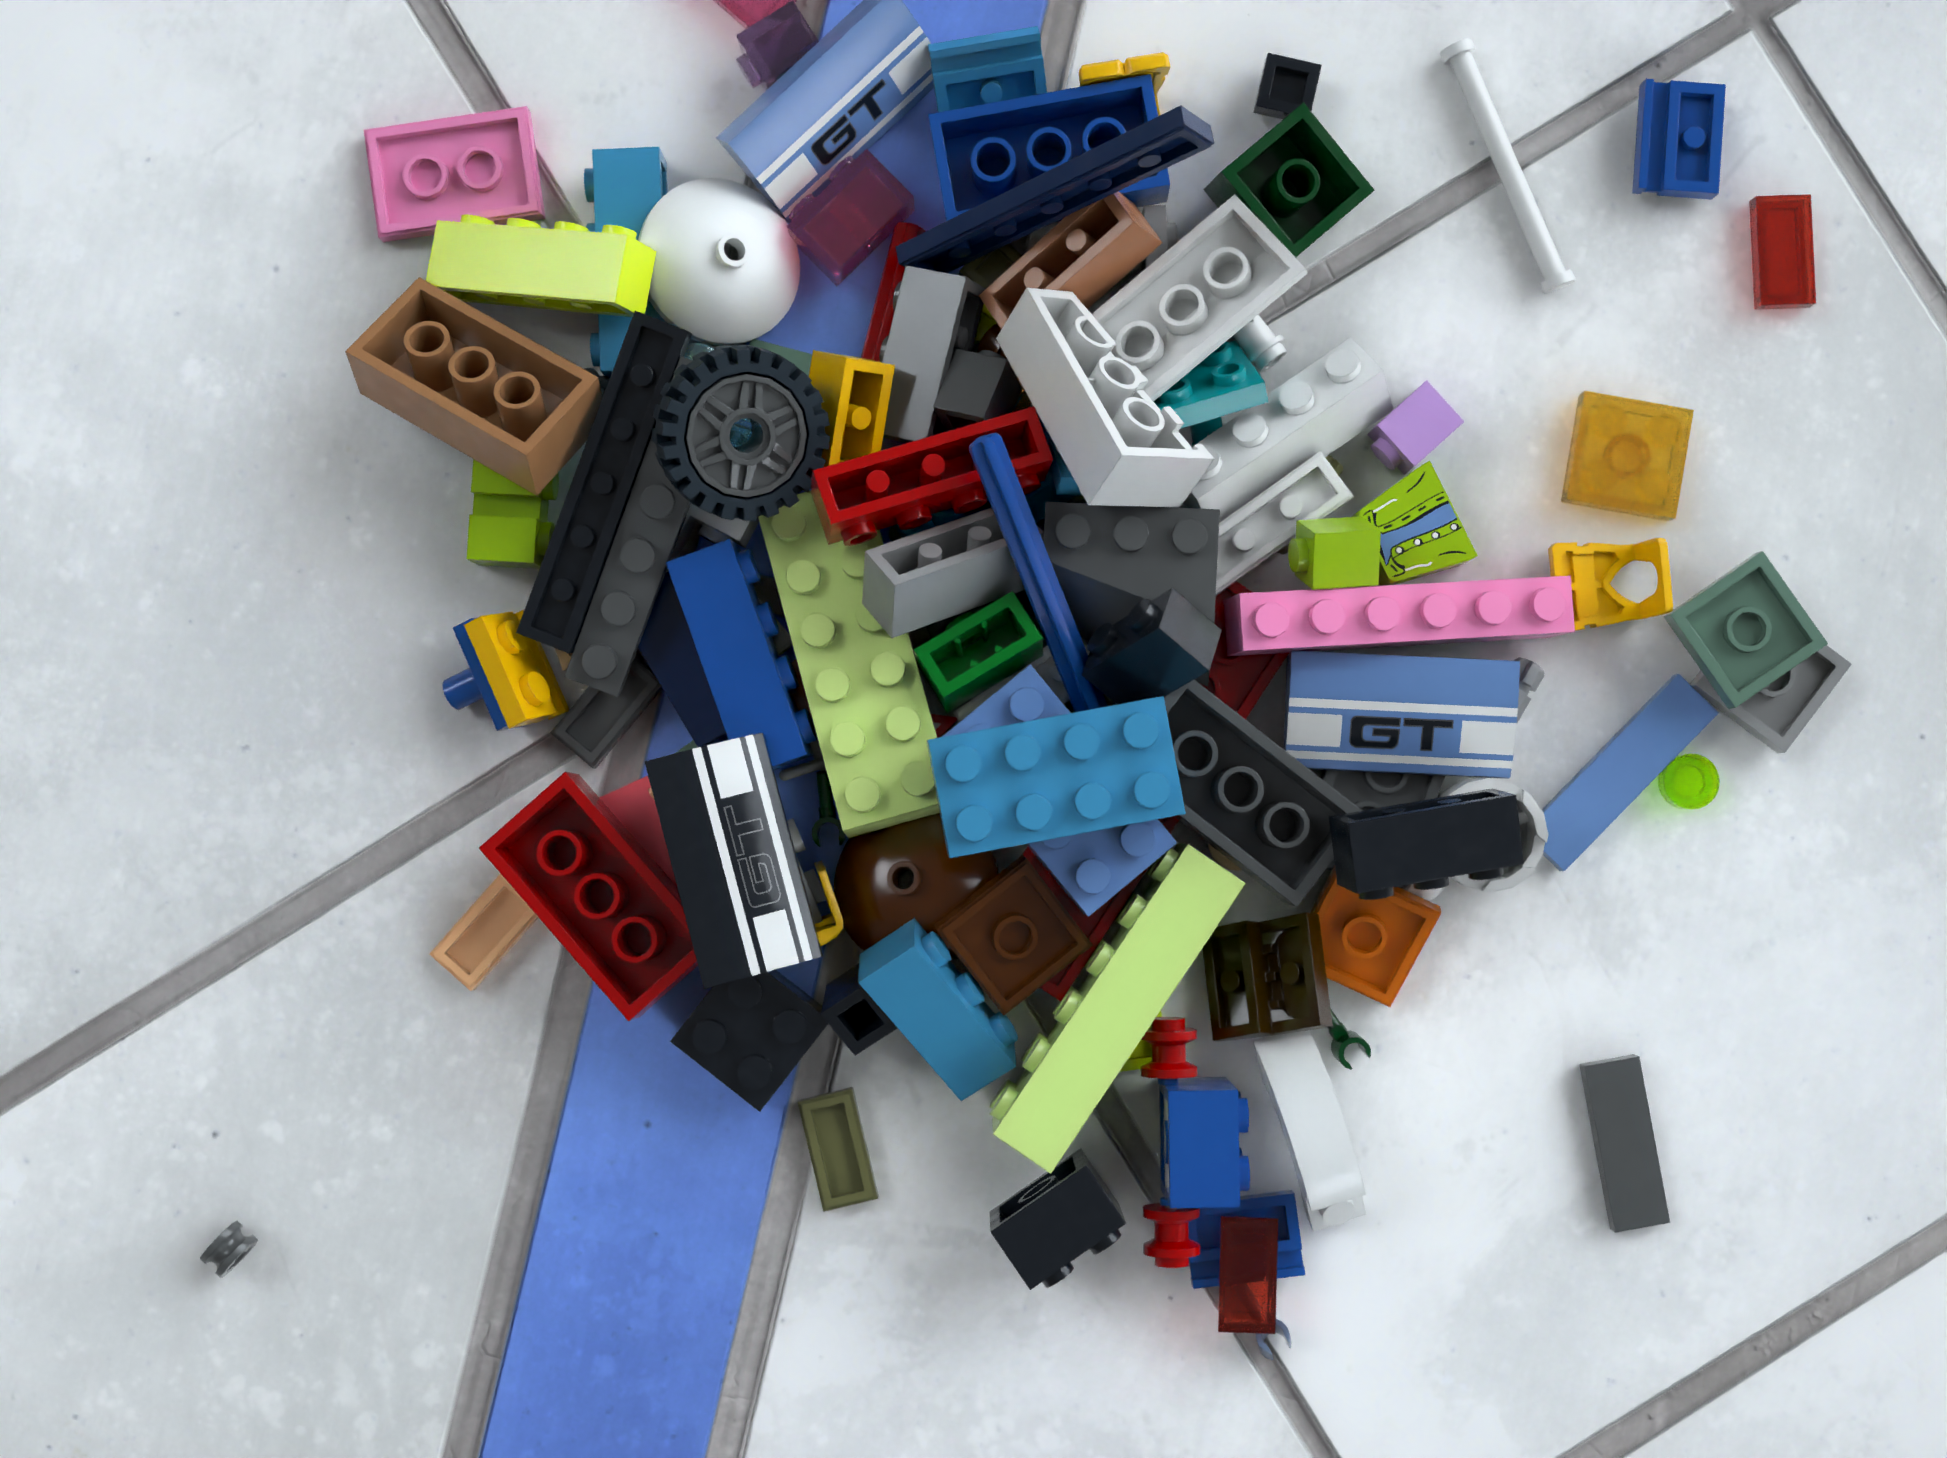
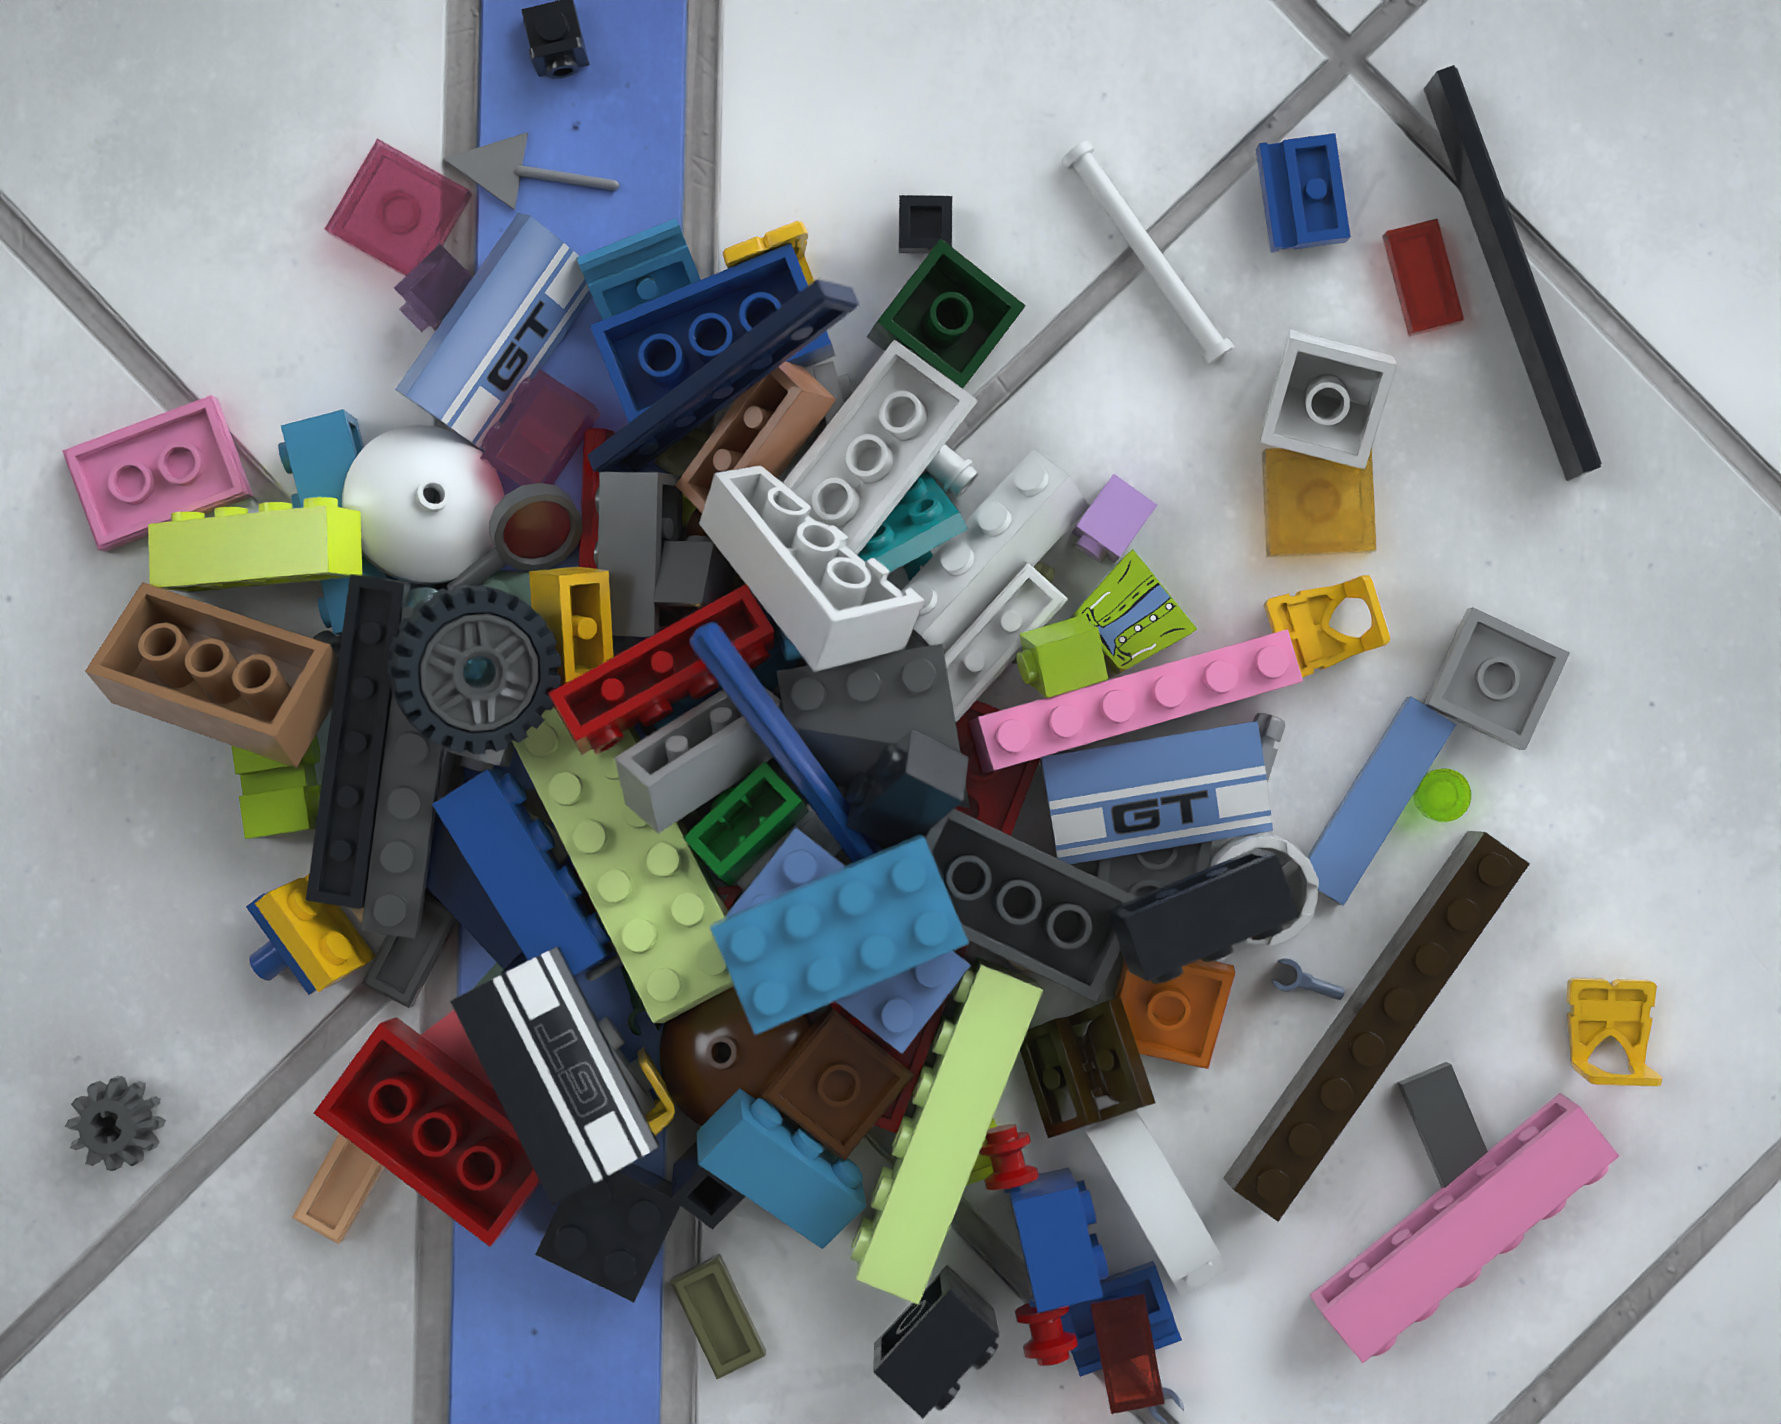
camera: 15 degrees left, 0 degrees up
(291, 818) = (97, 1125): none -> dark grey gear
(820, 310) = (529, 531): none -> piece
(1342, 1039) = (1171, 1107): dark green hand -> none
(1510, 941) = (1308, 982): none -> sand blue hand
(1572, 995) = (1375, 1022): none -> dark brown brick
(1619, 1223) = (1464, 1227): none -> bright pink brick
(1660, 353) = (1328, 399): none -> white slope
(1745, 630) = (1463, 644): sand green plate -> none
(1815, 1037) = (1613, 1010): none -> yellow piece
(1874, 267) = (1511, 274): none -> black tile

